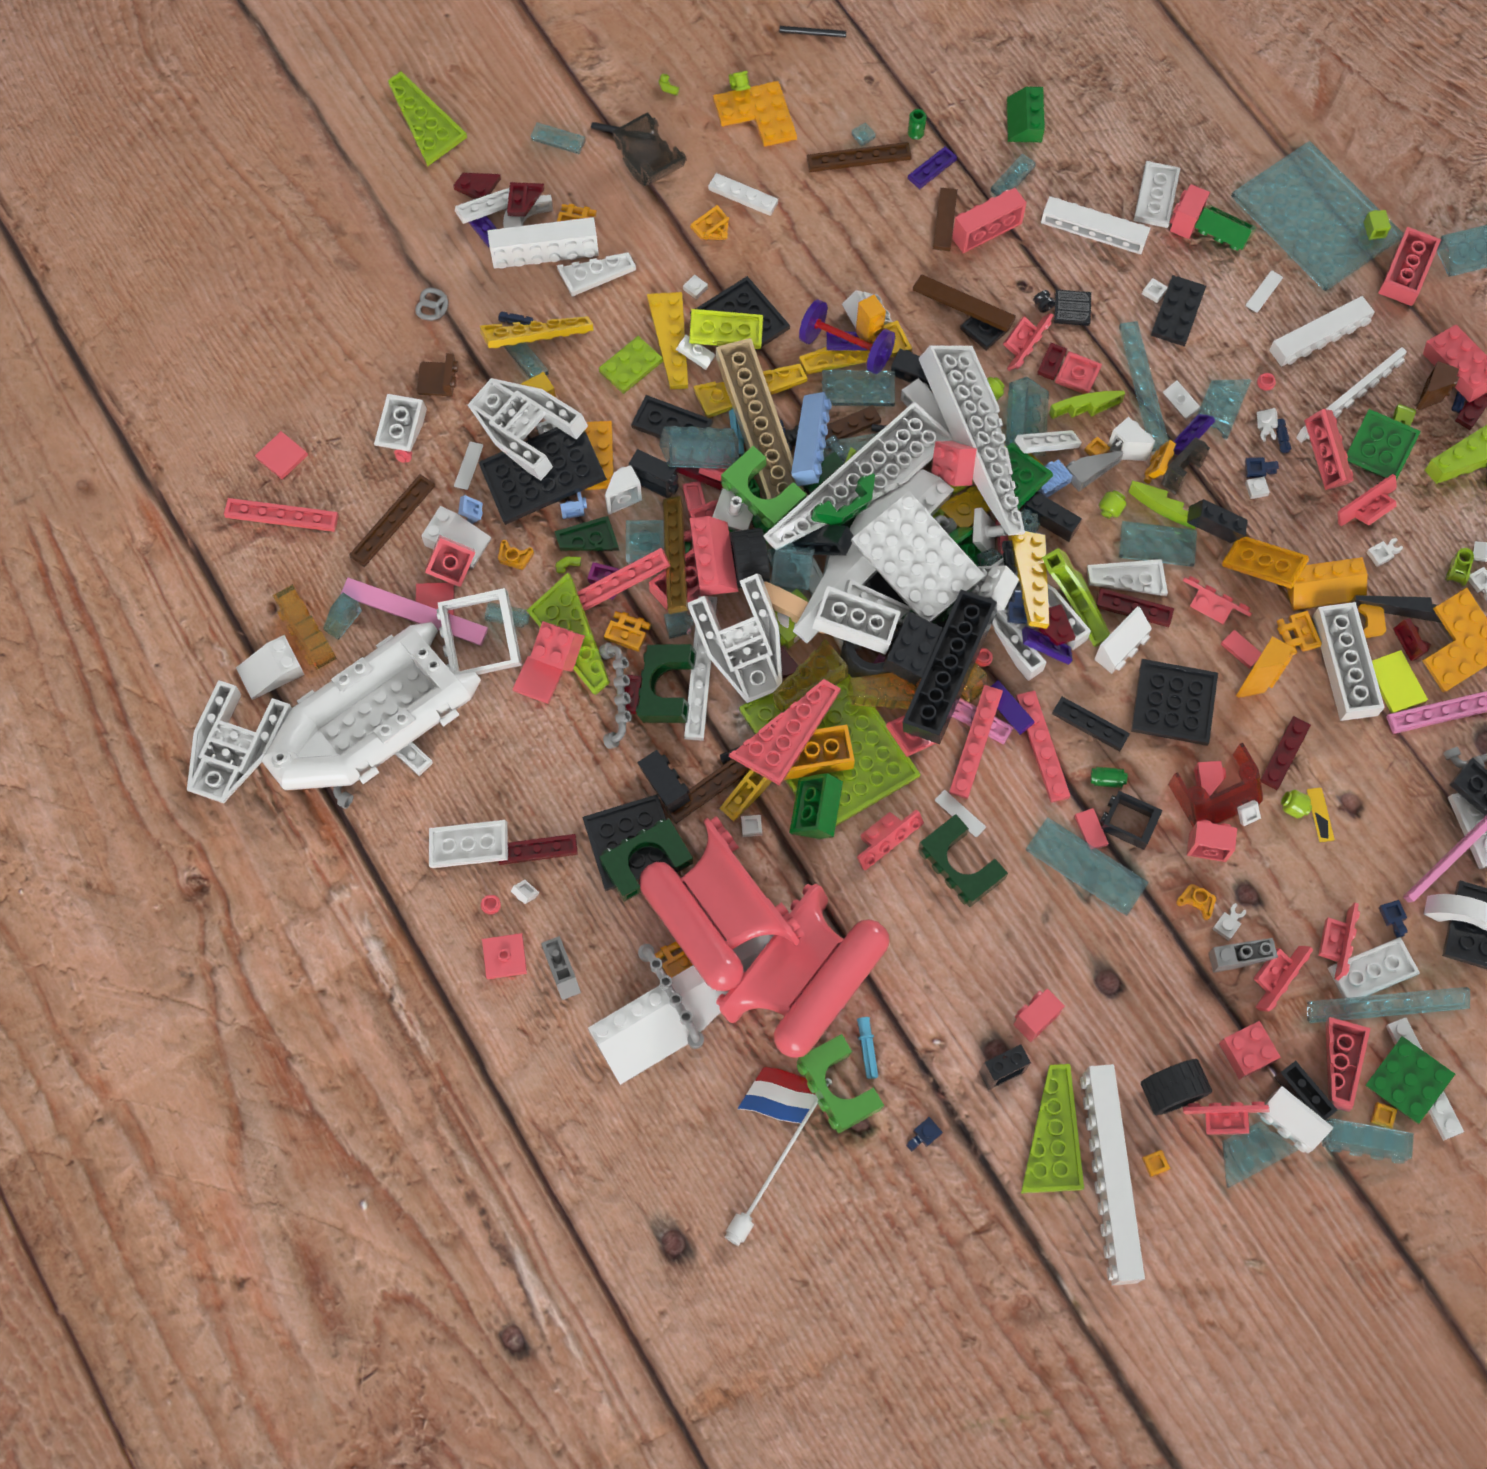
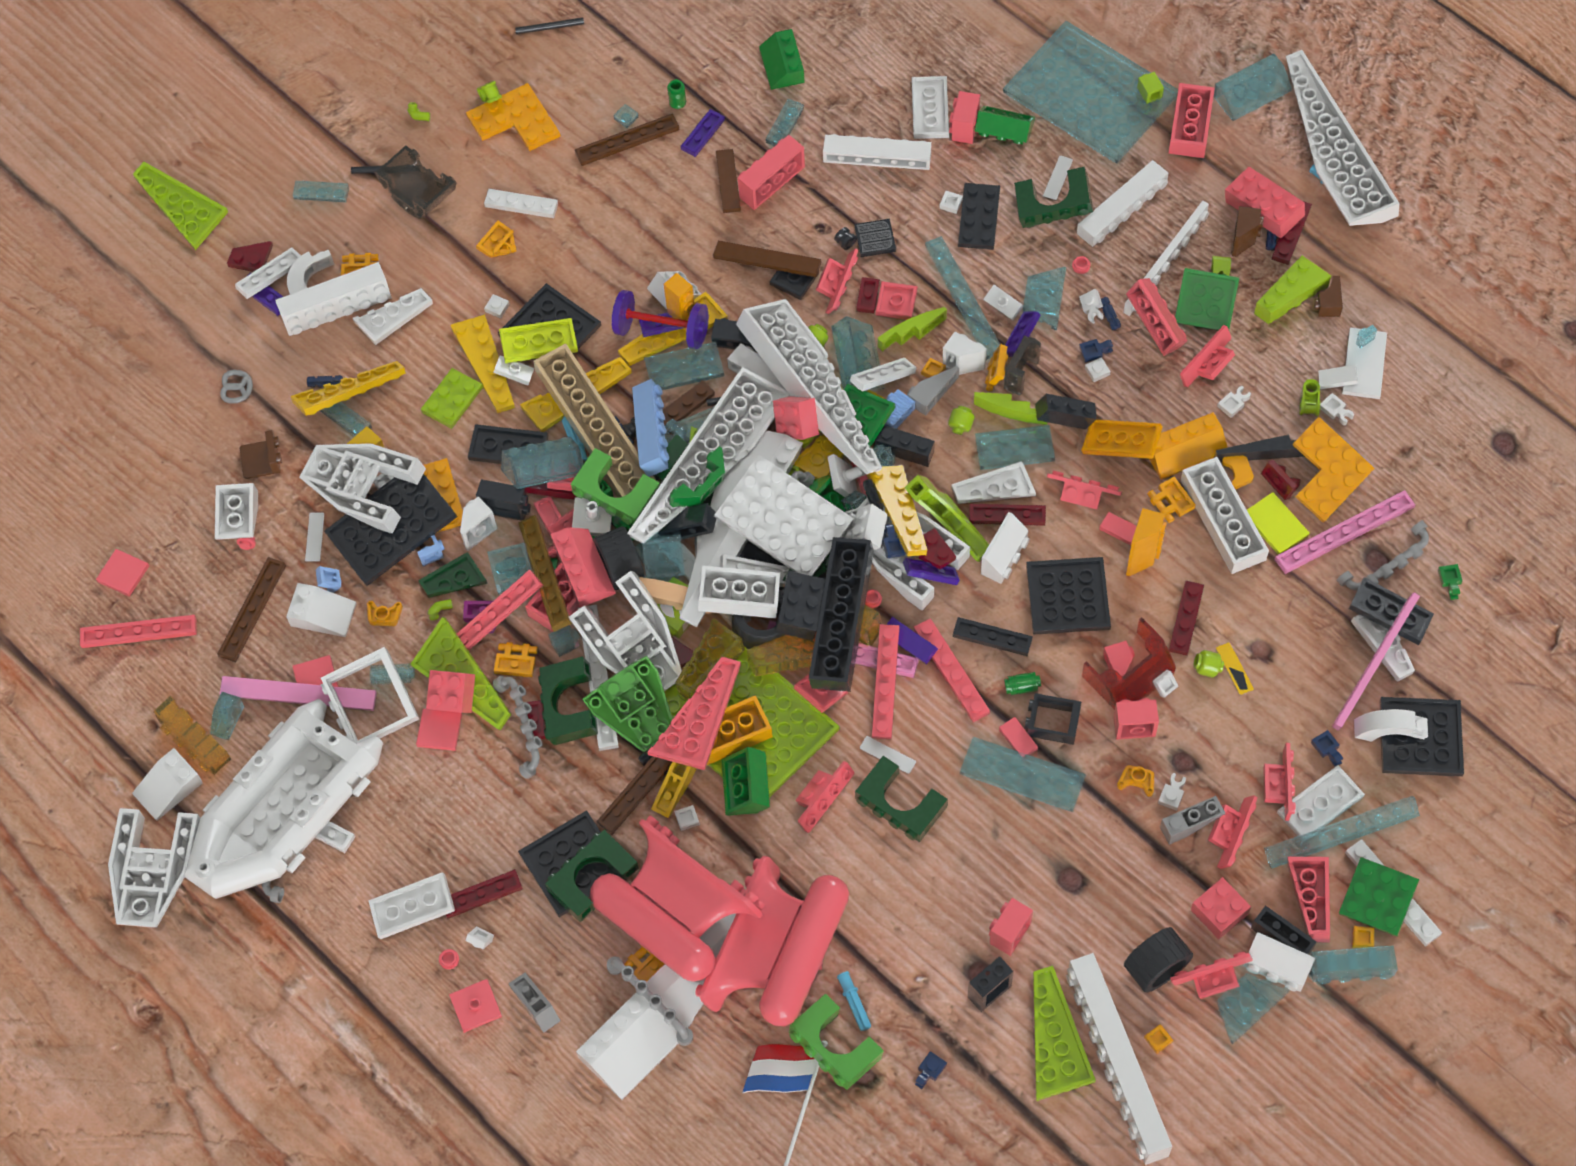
camera: 10 degrees left, 5 degrees down
(449, 561) = (321, 634): coral brick -> none
(523, 197) = (301, 259): dark red wing -> none
(664, 781) = (590, 795): black brick -> none
(727, 702) = (633, 704): none -> bright green wedge
(1277, 320) = (1075, 203): none -> dark green arch

